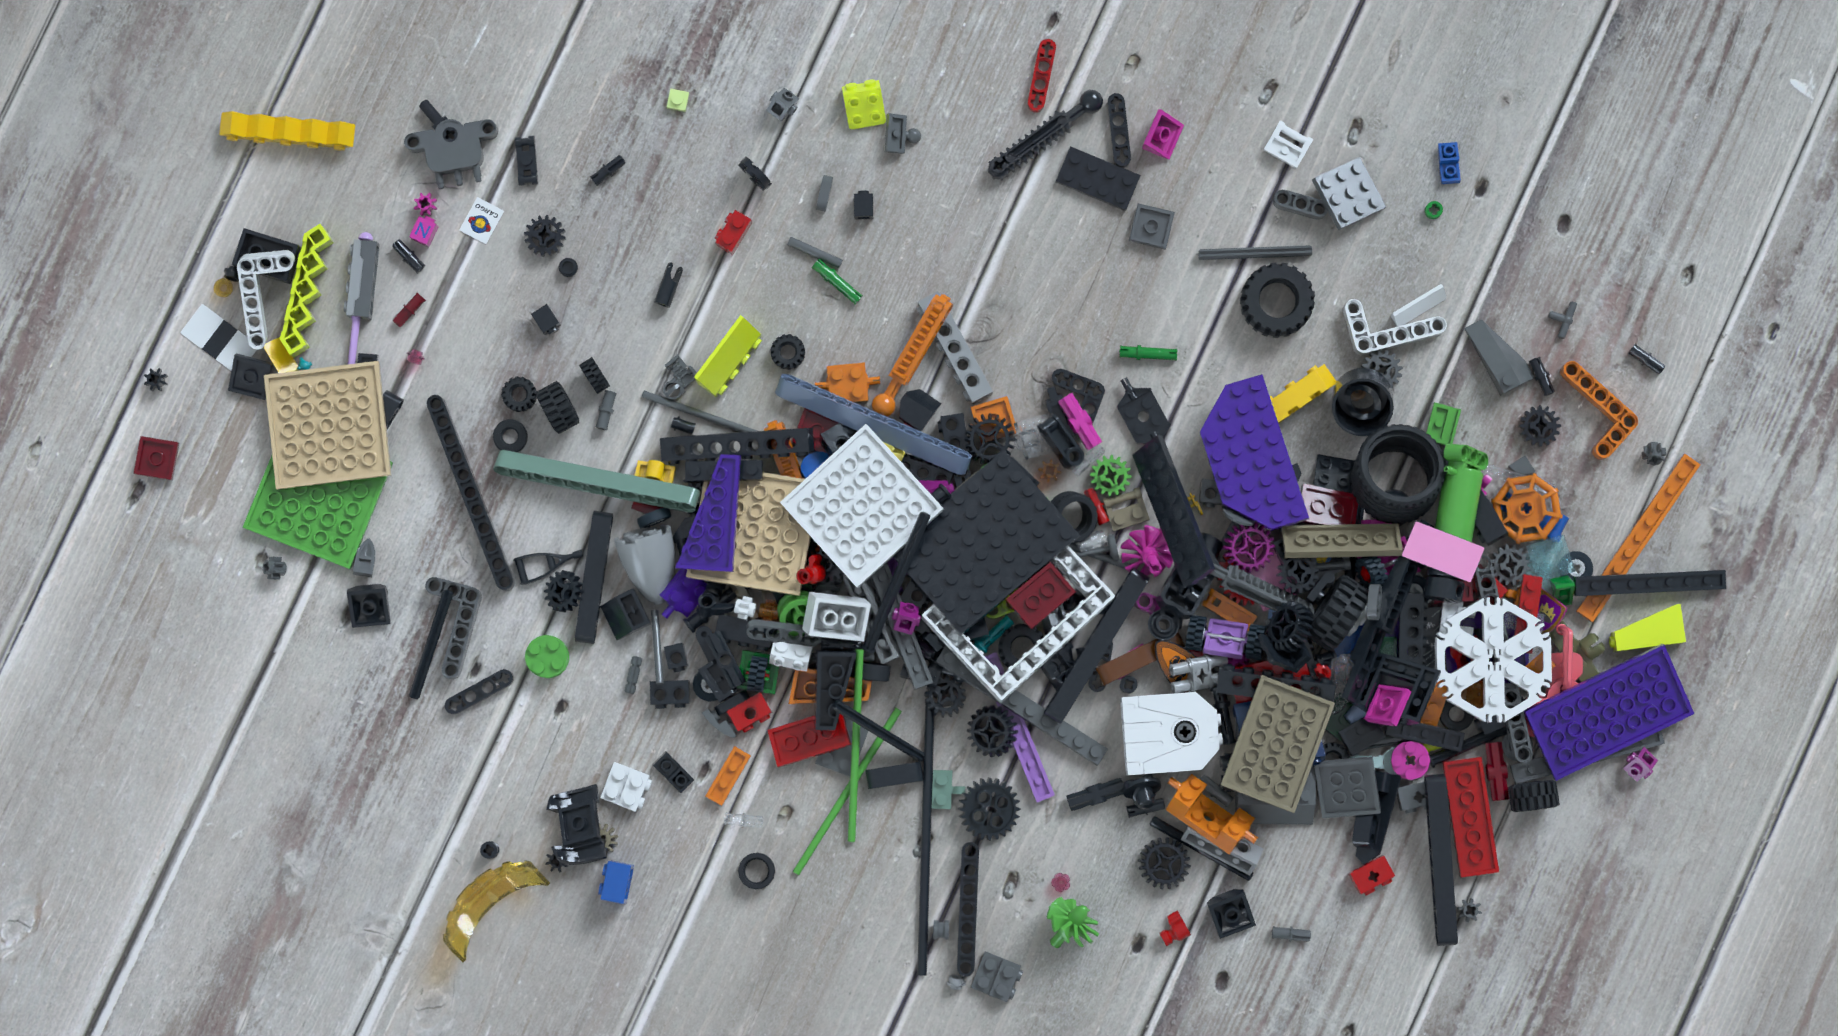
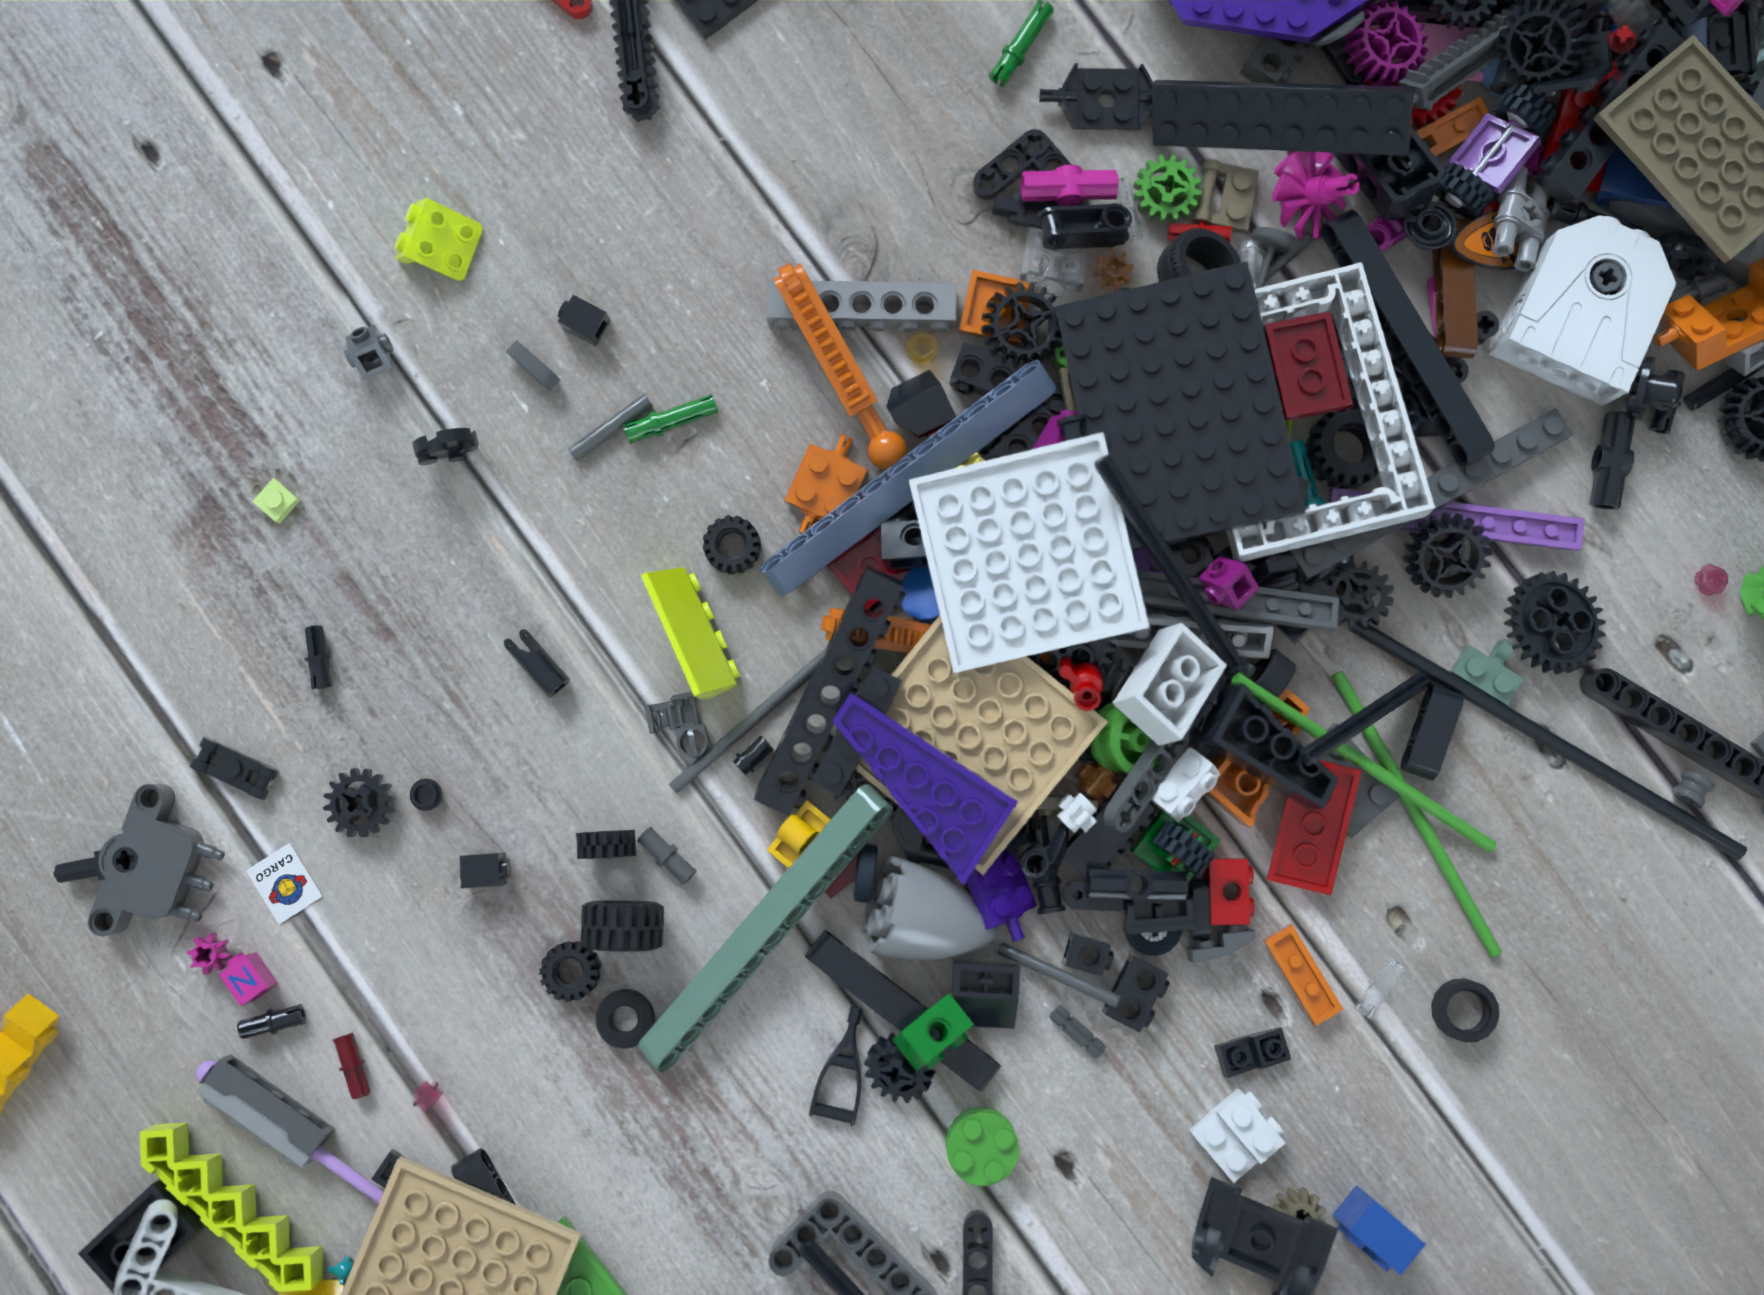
camera: 65 degrees left, 0 degrees up
(464, 485) = (659, 1130): black beam -> none
(602, 596) = (916, 1041): none -> green brick
(733, 232) = (513, 526): red brick -> none
(896, 134) = (509, 217): dark grey plate -> none
(946, 388) = (918, 339): none -> clear yellow plate

